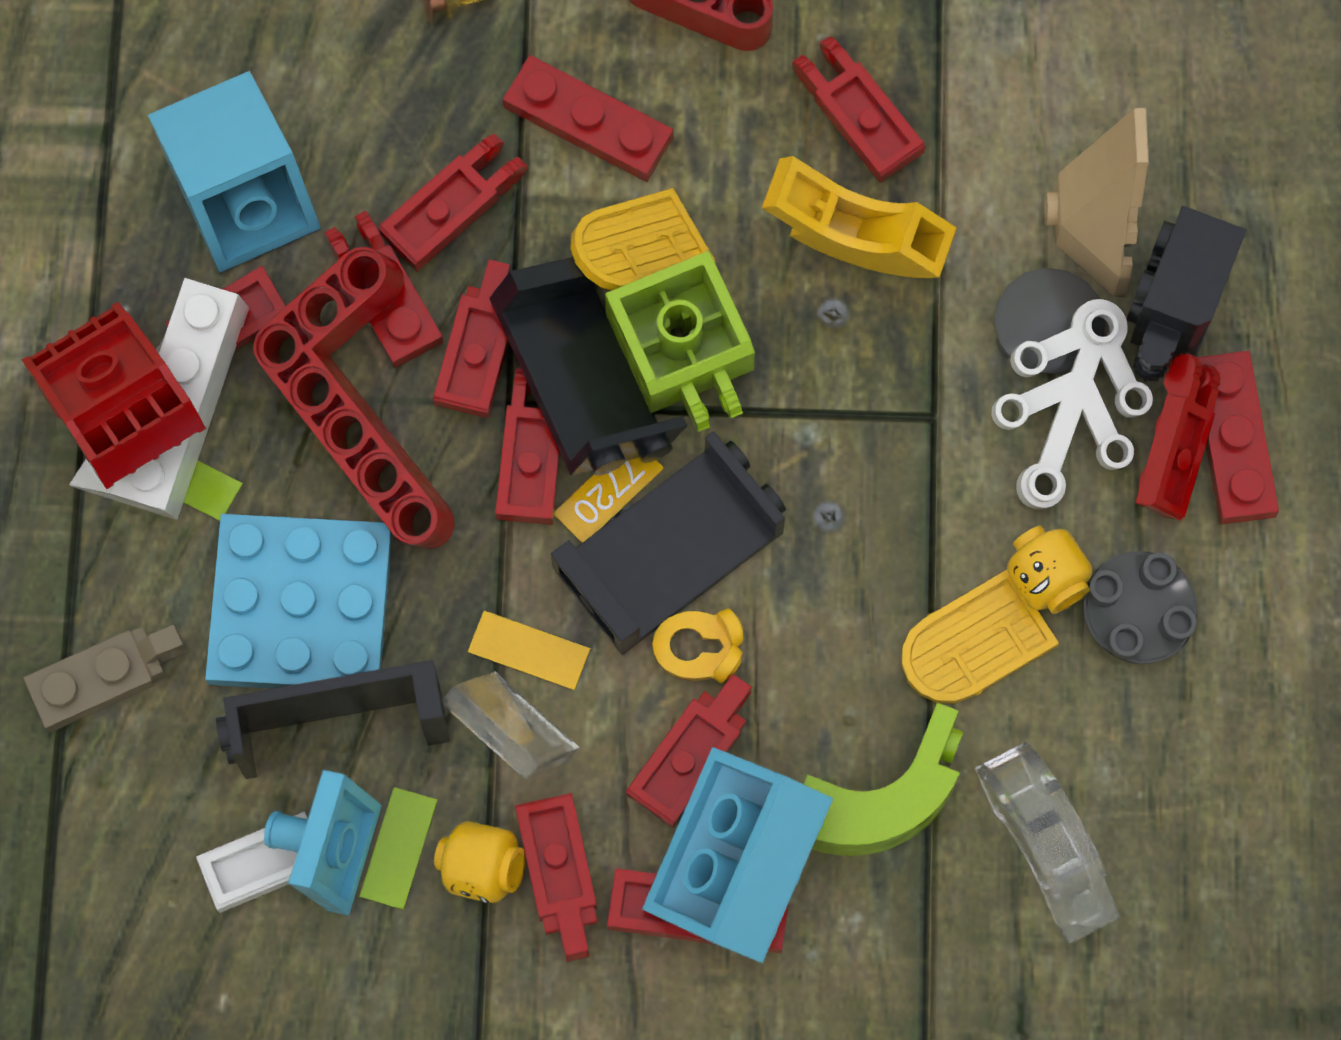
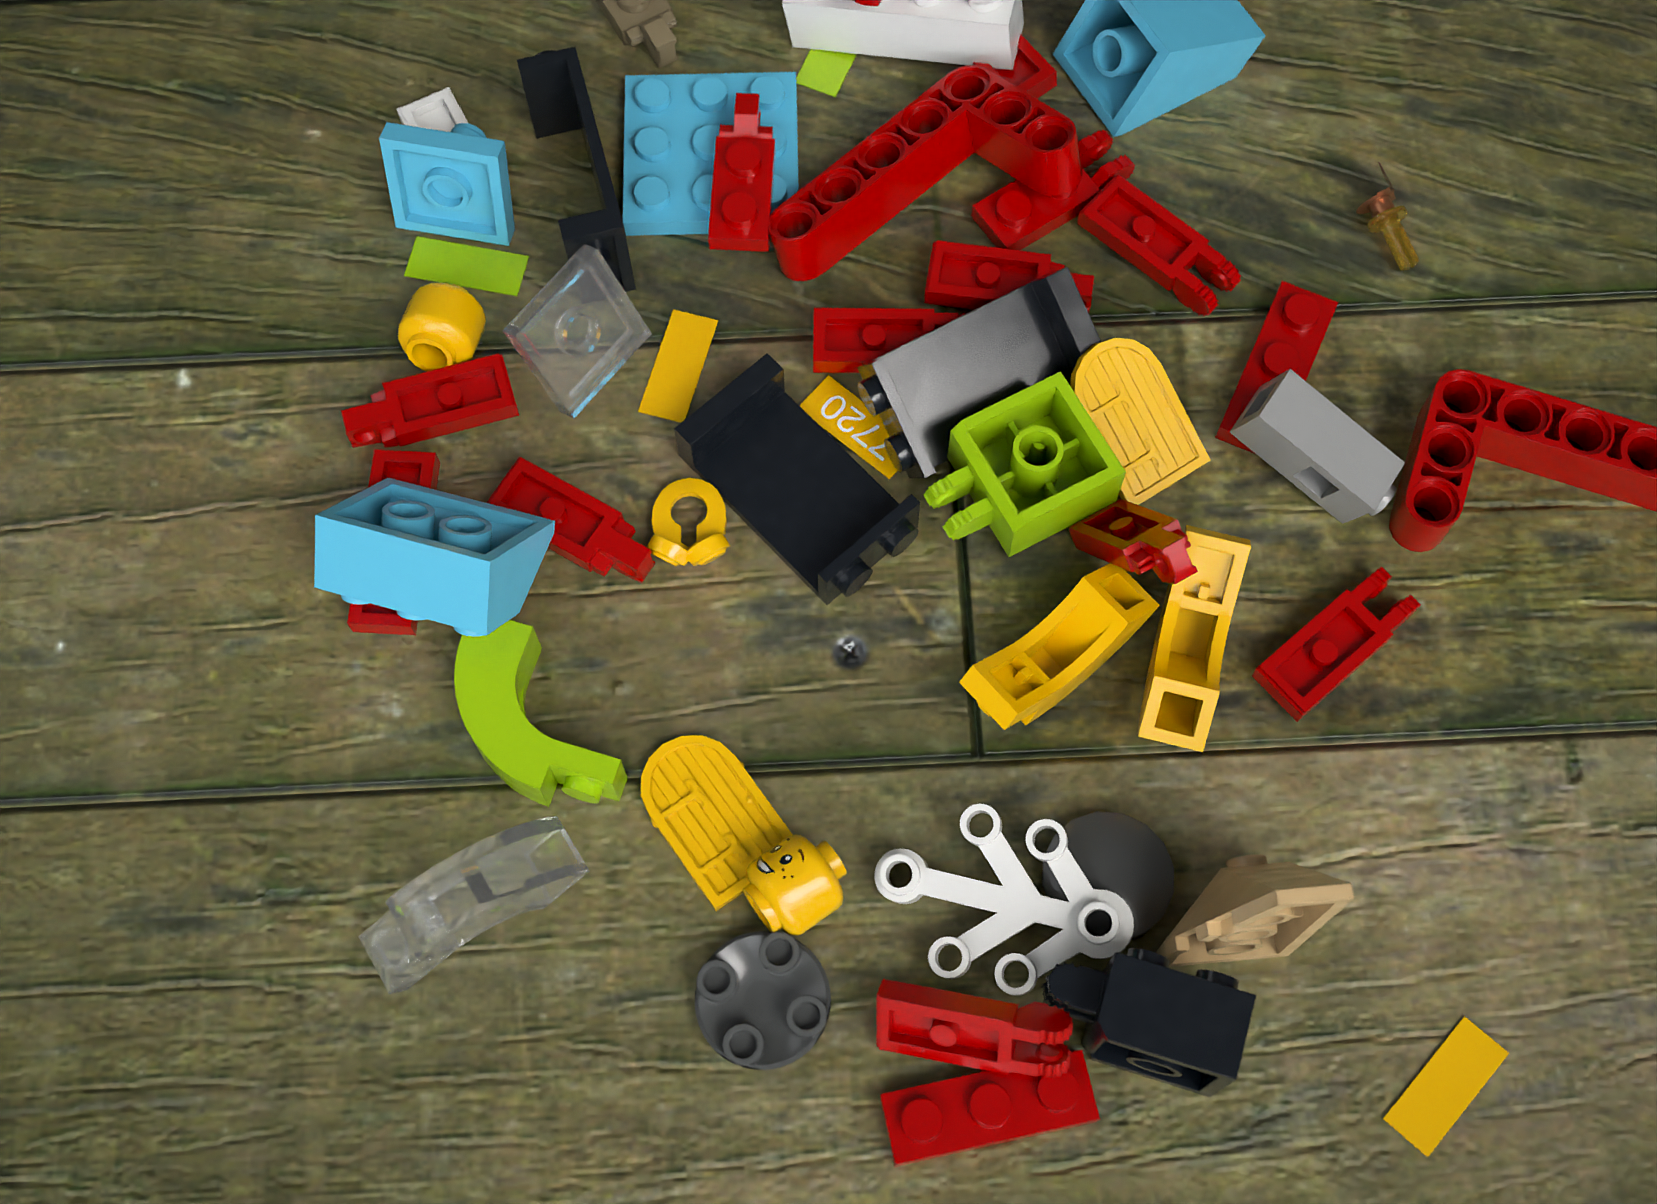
camera: 85 degrees right, 5 degrees down
(355, 565) = (742, 181): none -> red hinge
(685, 93) = (1318, 448): none -> light grey brick
(770, 251) = (1136, 540): none -> red hinge
(853, 331) = (1062, 649): none -> yellow arch
(1230, 89) = (1445, 1086): none -> yellow sticker

